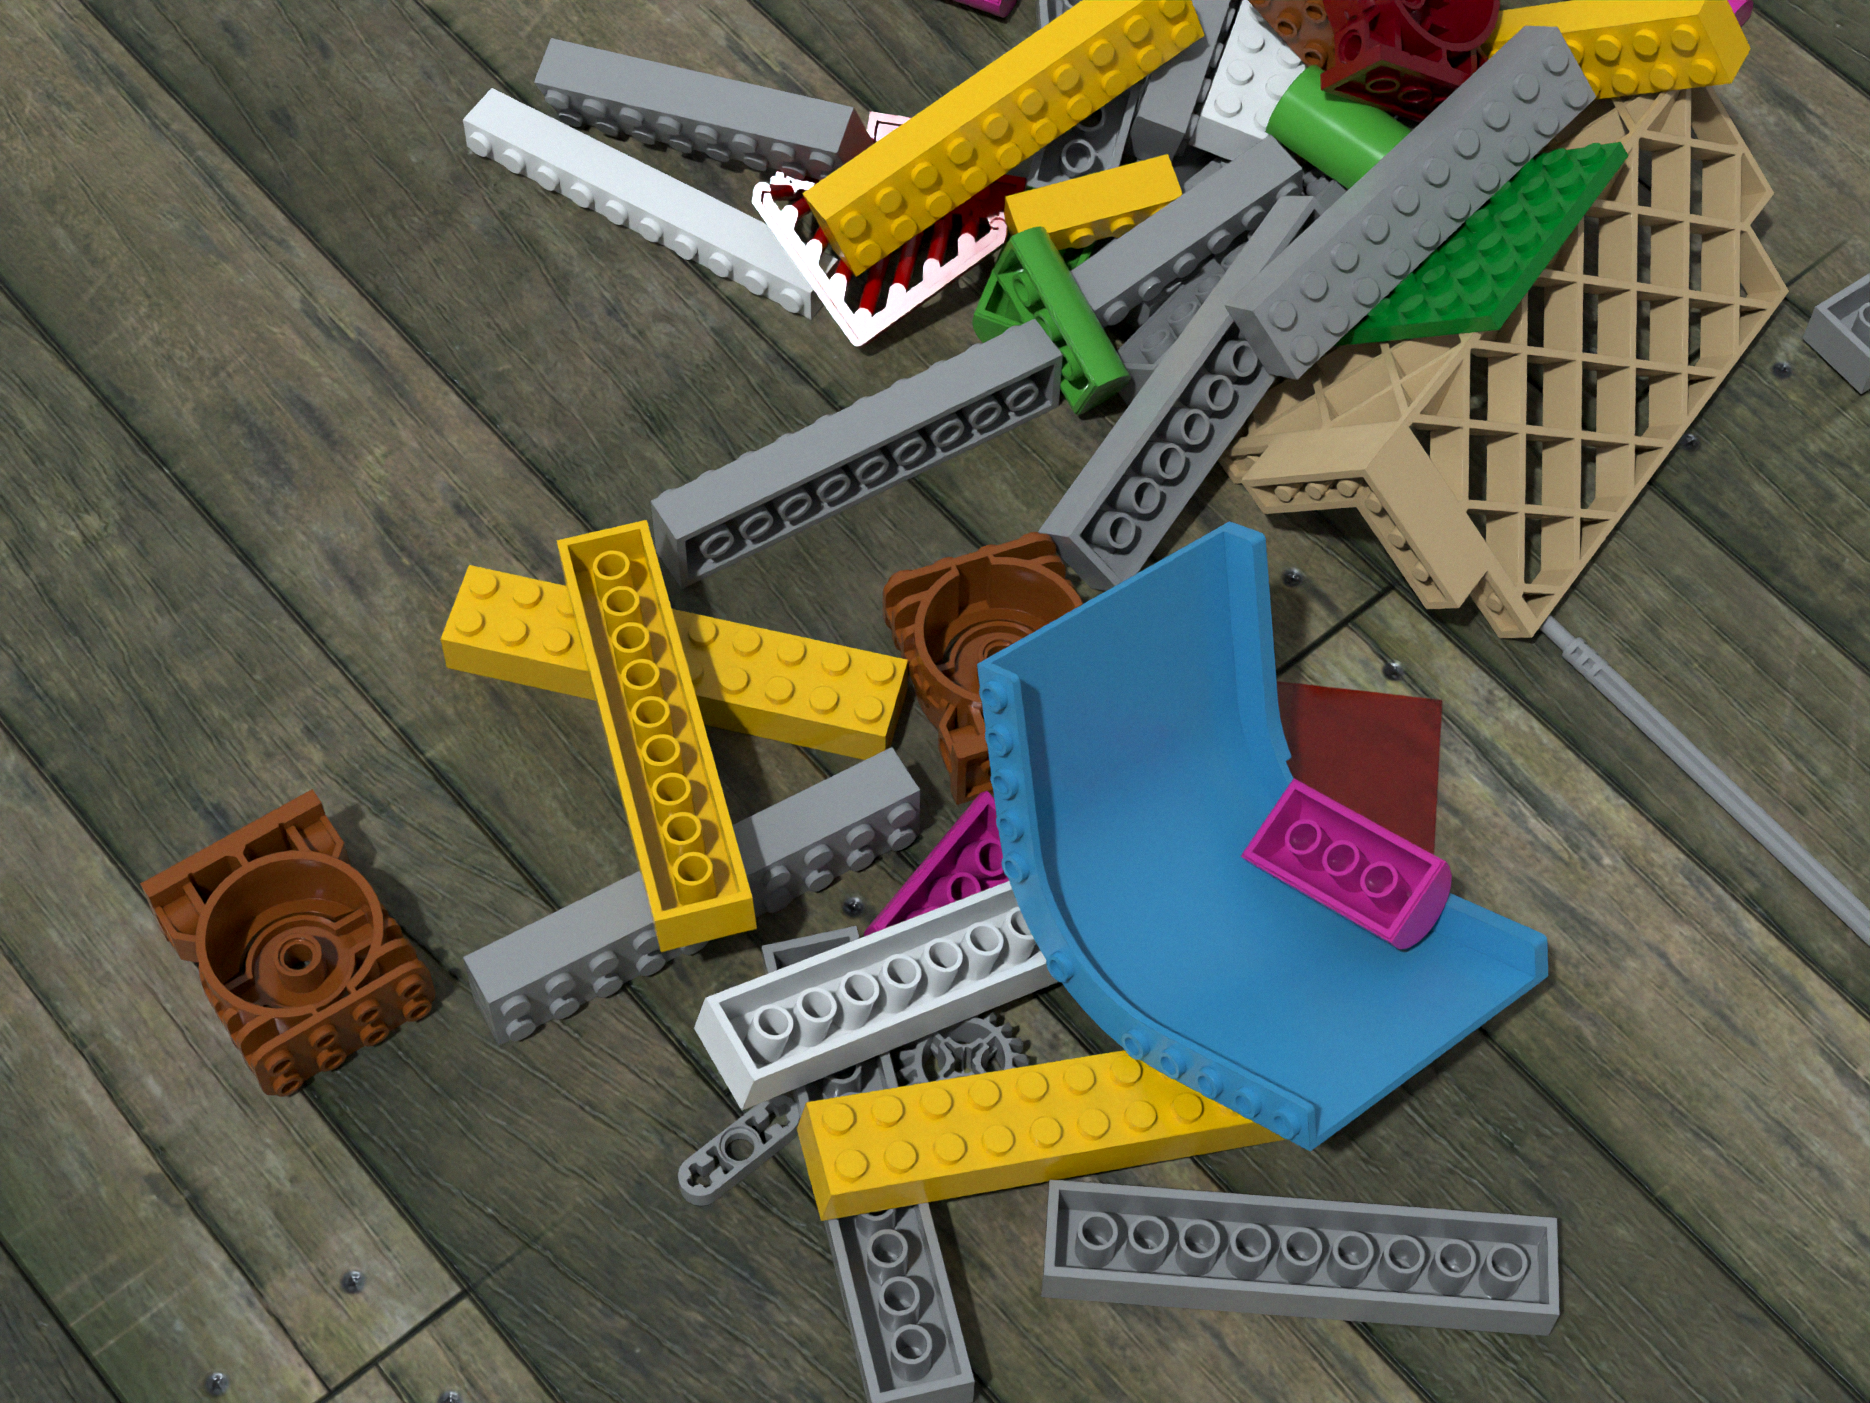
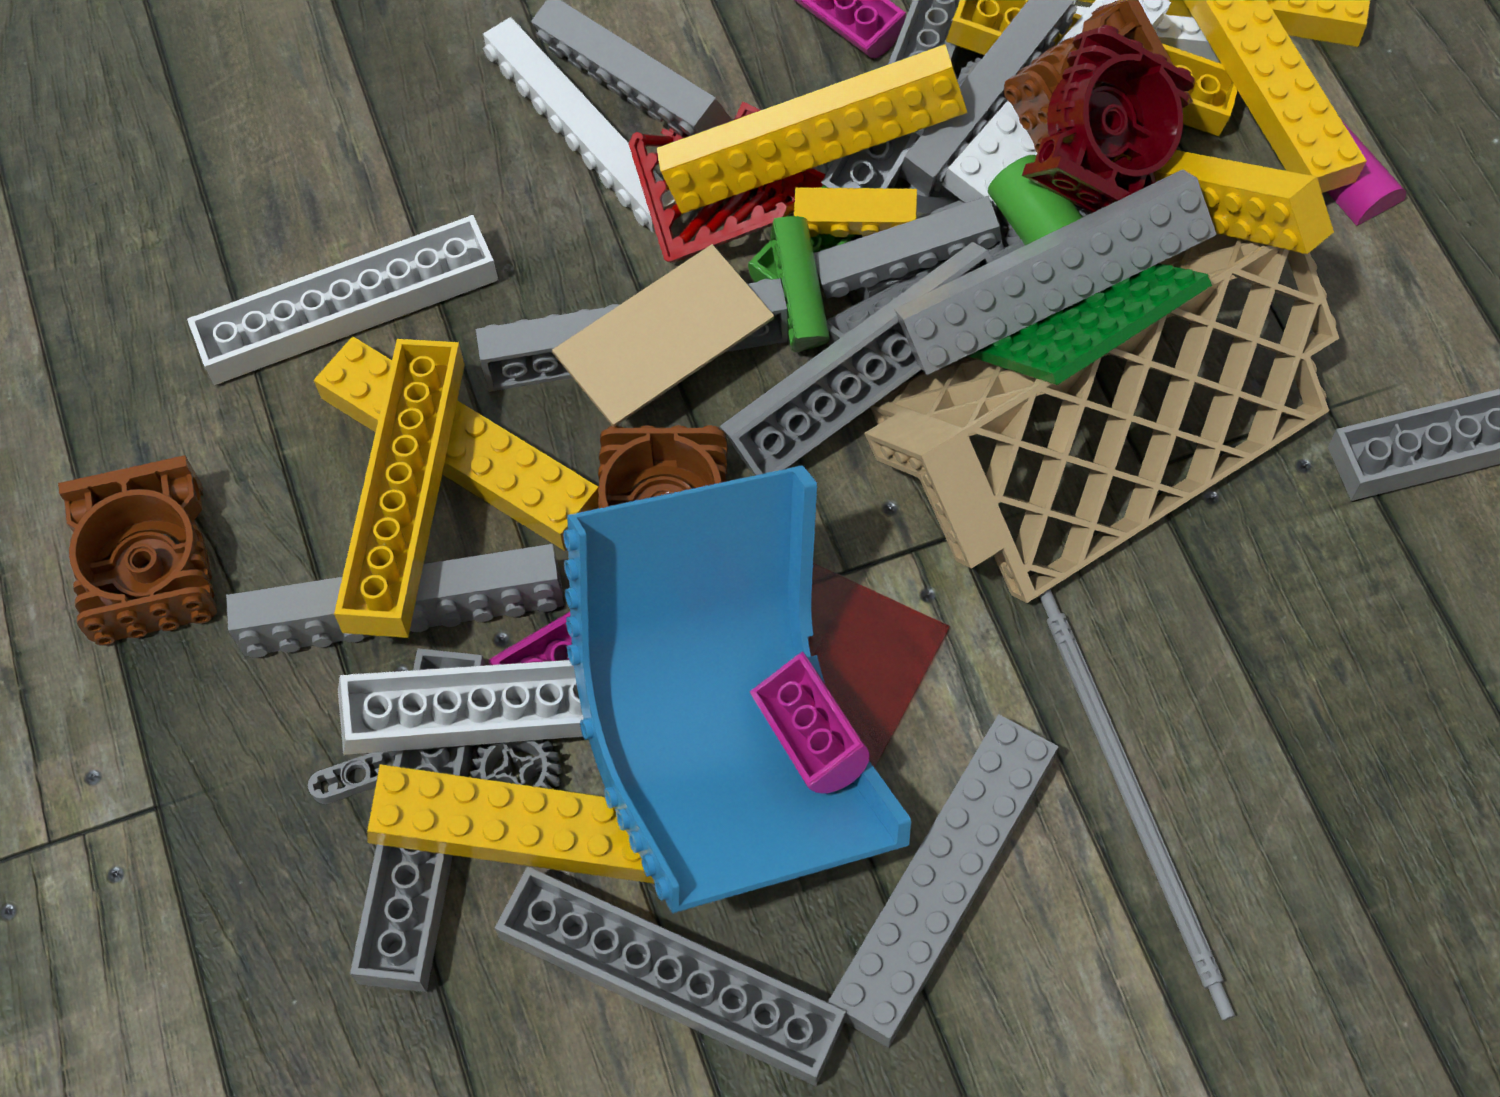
camera: 25 degrees right, 5 degrees up
(423, 525) = (342, 299): none -> white brick
(914, 434) = (662, 335): none -> tan piece
(1592, 1017) = (942, 880): none -> light grey brick

